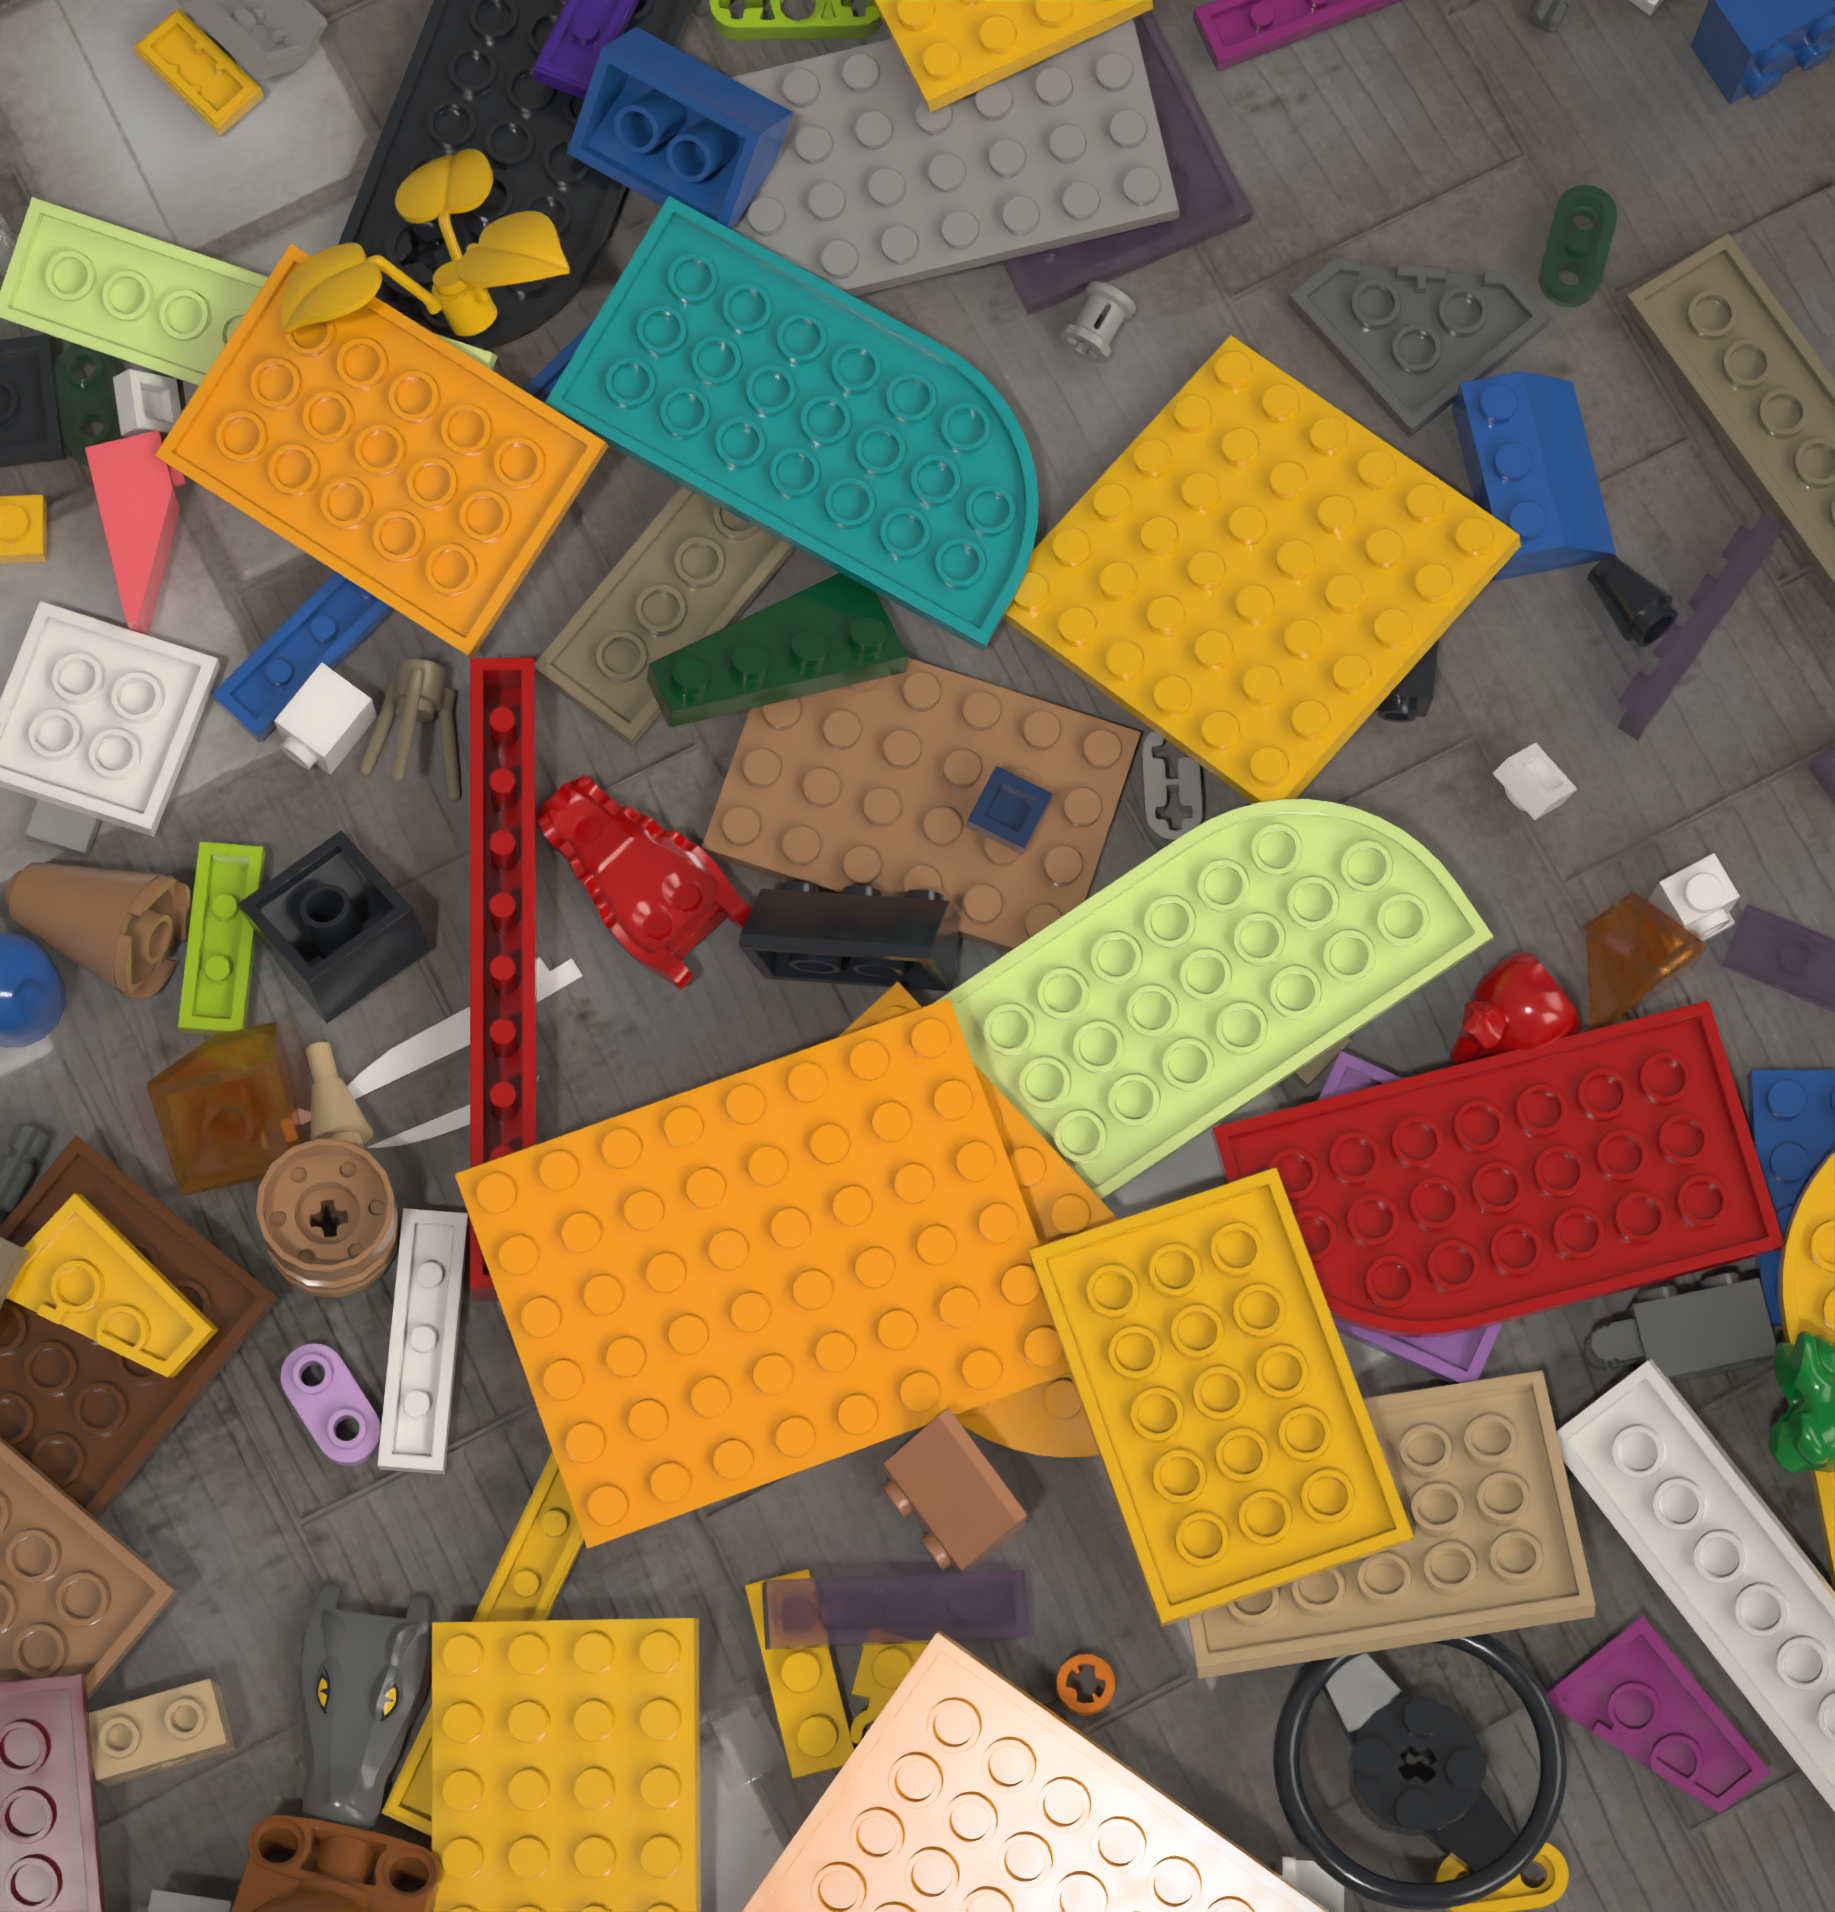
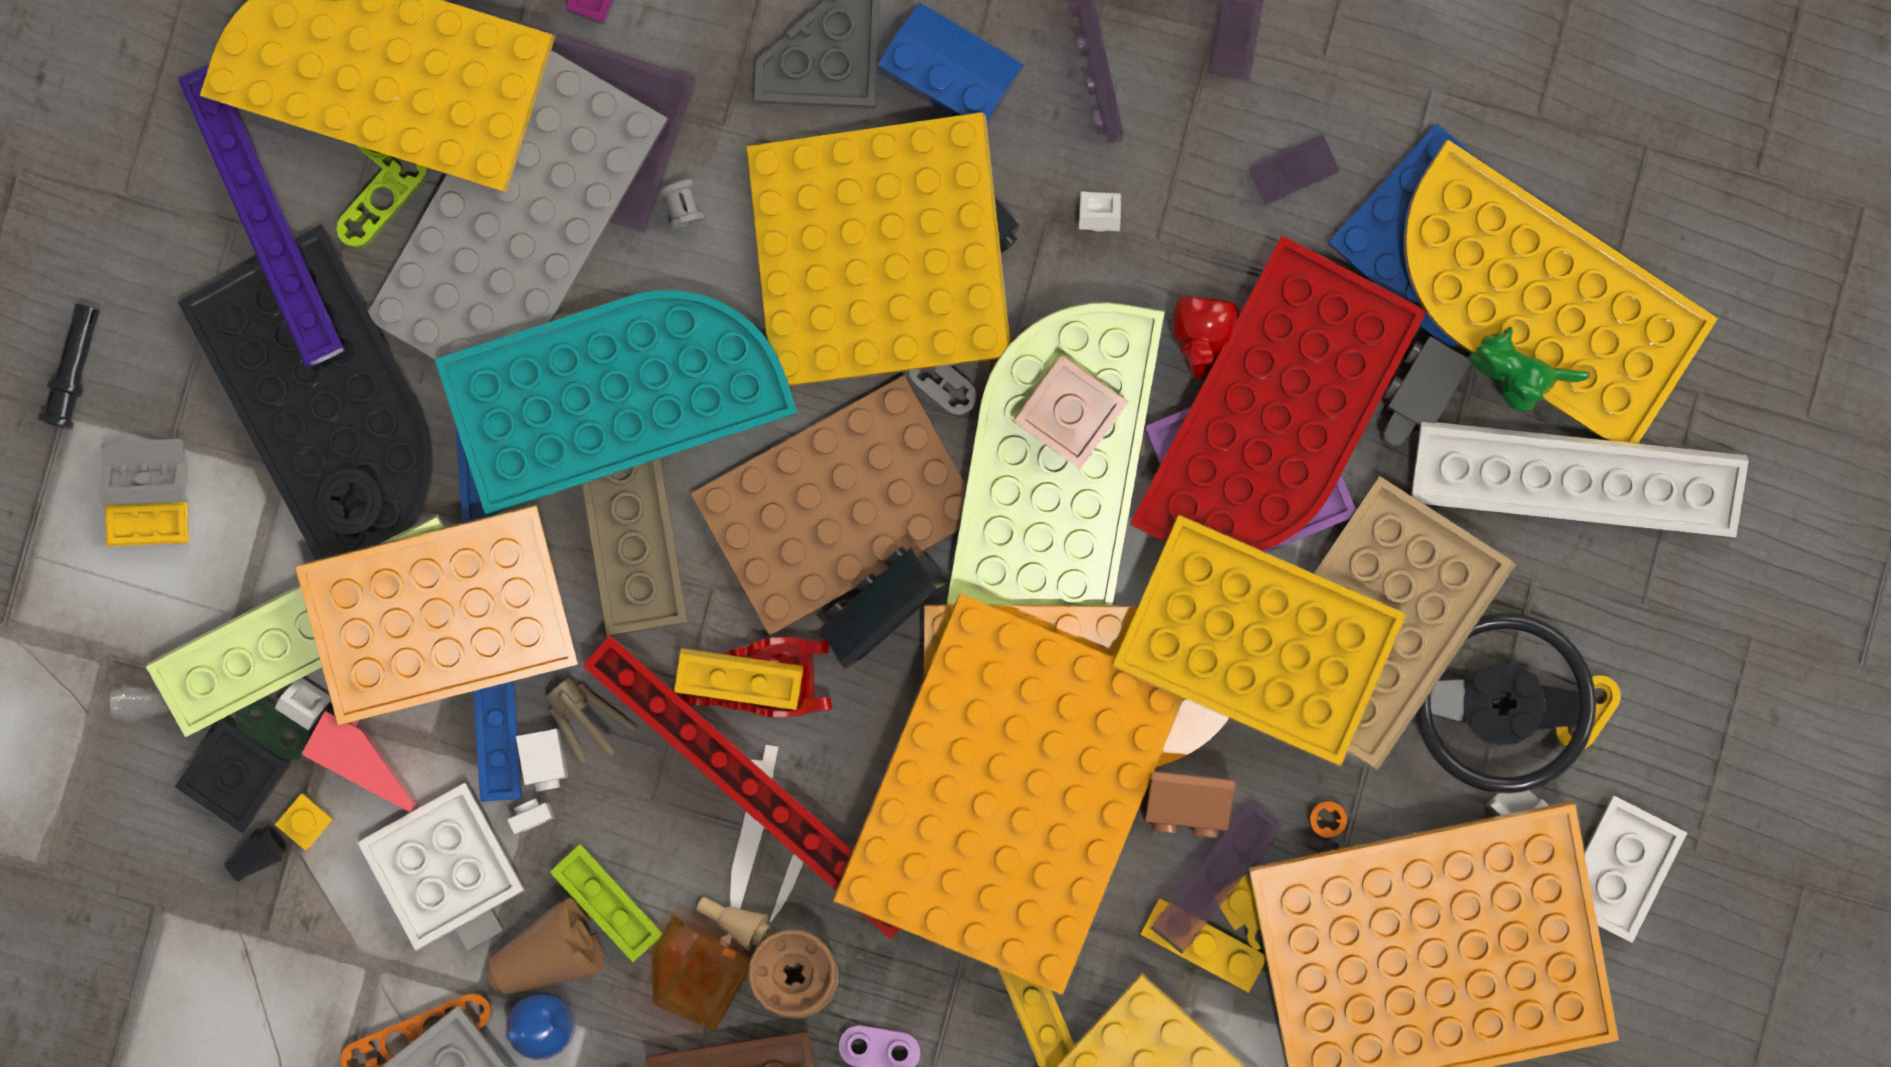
camera: 40 degrees left, 10 degrees up
(245, 766) = (530, 815): none -> white plate
(335, 926) = (651, 845): black slope -> none
(423, 1341) = (889, 980): white plate -> none
(508, 252) = (408, 469): yellow plant -> none
(617, 847) = (738, 679): none -> yellow plate
(677, 128) = (401, 322): blue slope -> none
(789, 650) = (715, 505): dark green wing -> none
(1009, 810) = (889, 476): dark blue plate -> none
(1278, 933) = (1070, 411): none -> plate
(1633, 602) = (1054, 80): black cone -> none
(1634, 957) = (1225, 247): clear orange slope -> none
(1660, 1716) = (1582, 570): magenta wing -> none
(1698, 898) = (1227, 193): white brick -> none

